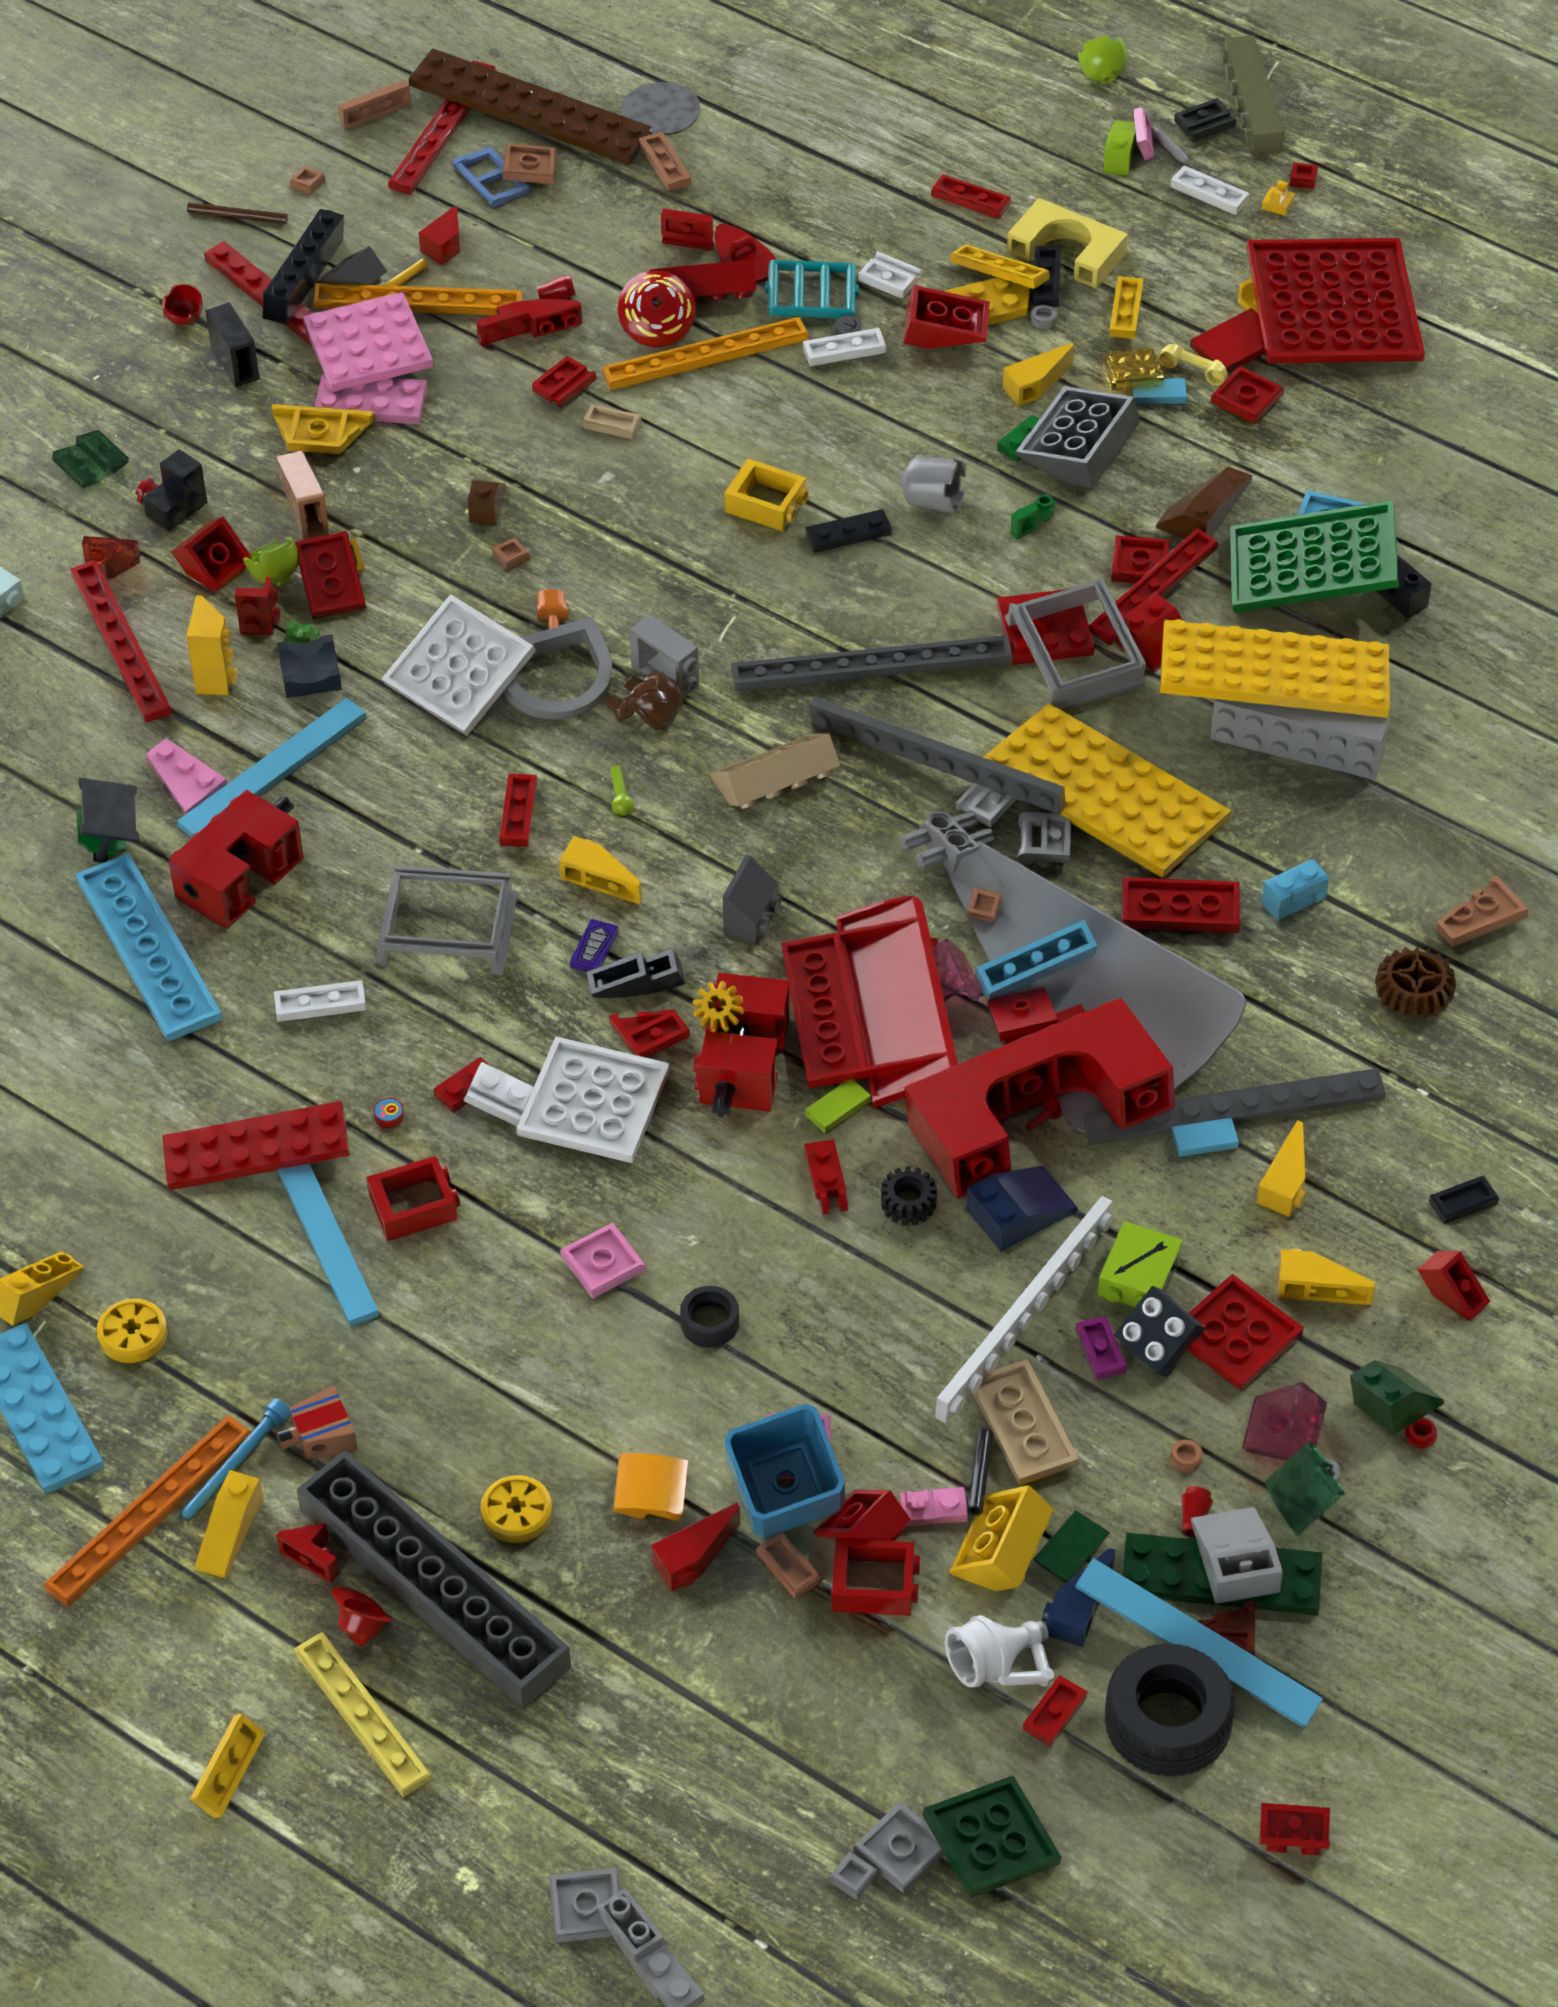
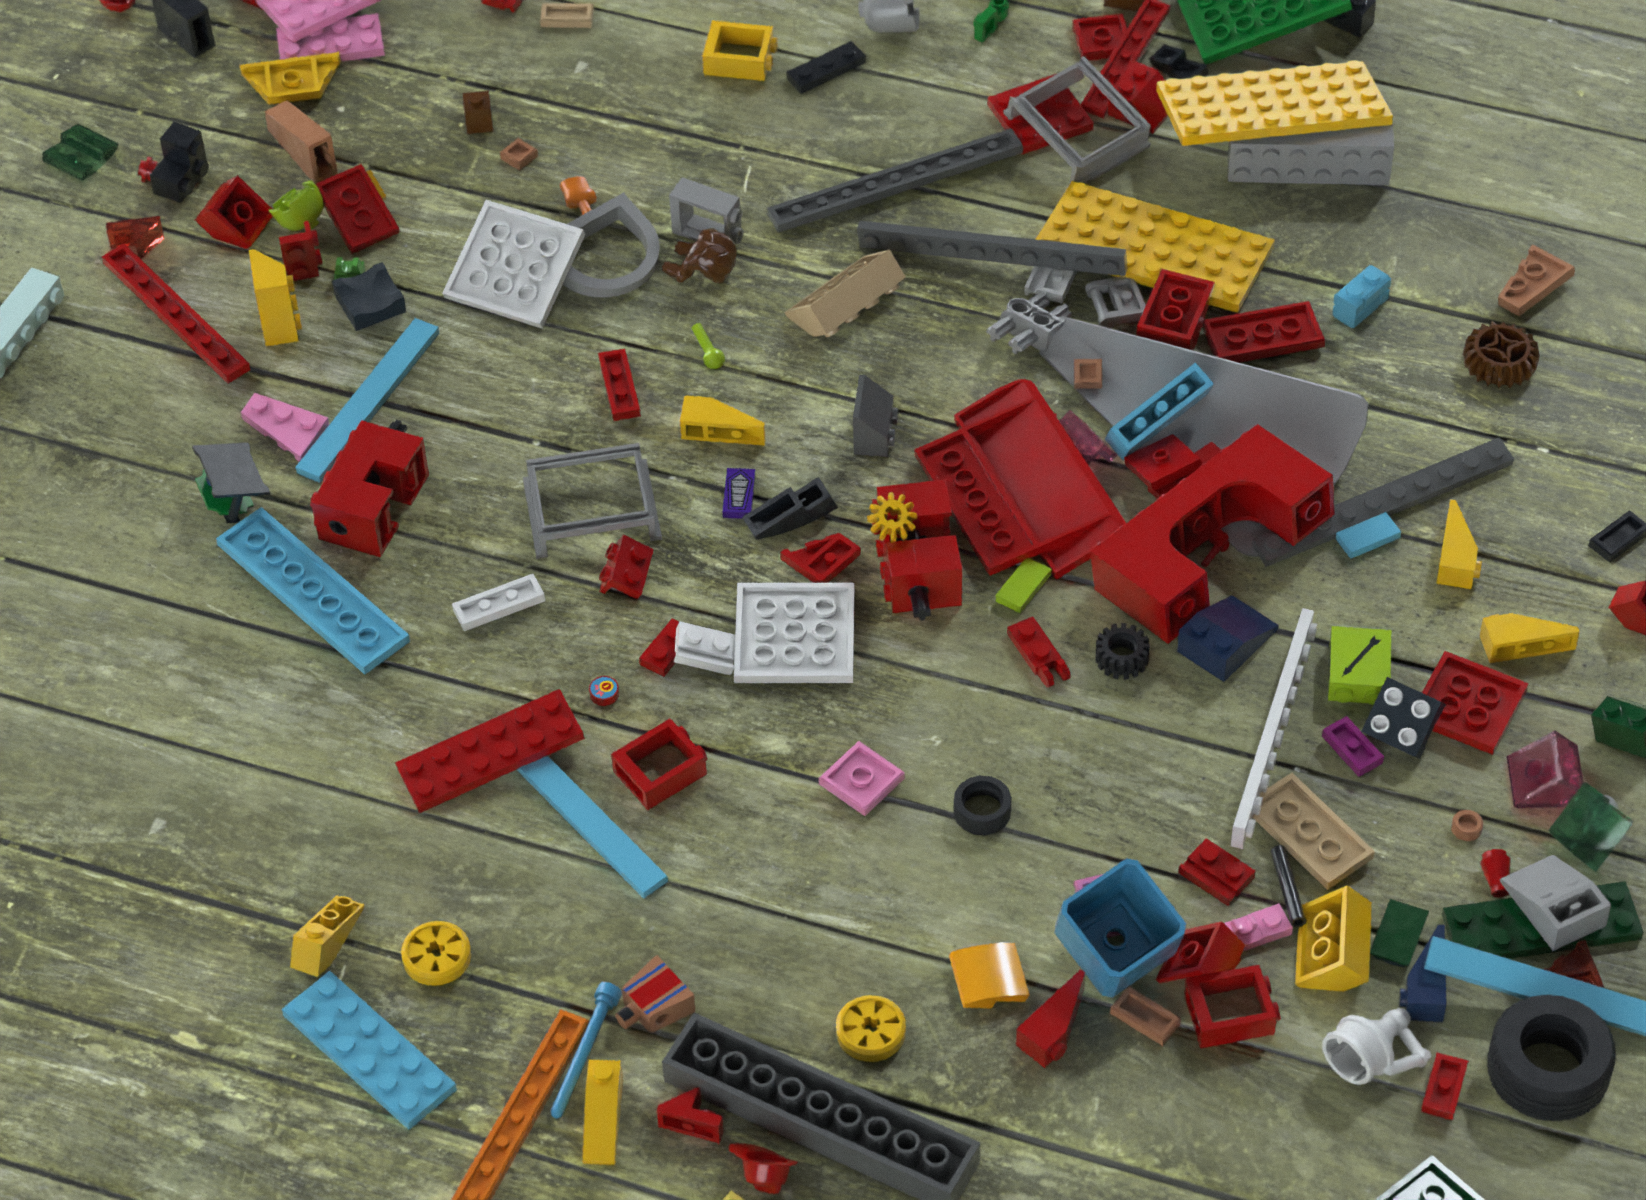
camera: 15 degrees left, 0 degrees up
(456, 995) = (626, 567): none -> red bracket
(916, 1440) = (1217, 872): none -> red plate
(1095, 862) = (1176, 309): none -> red slope
(1203, 605) = (1175, 64): none -> black slope

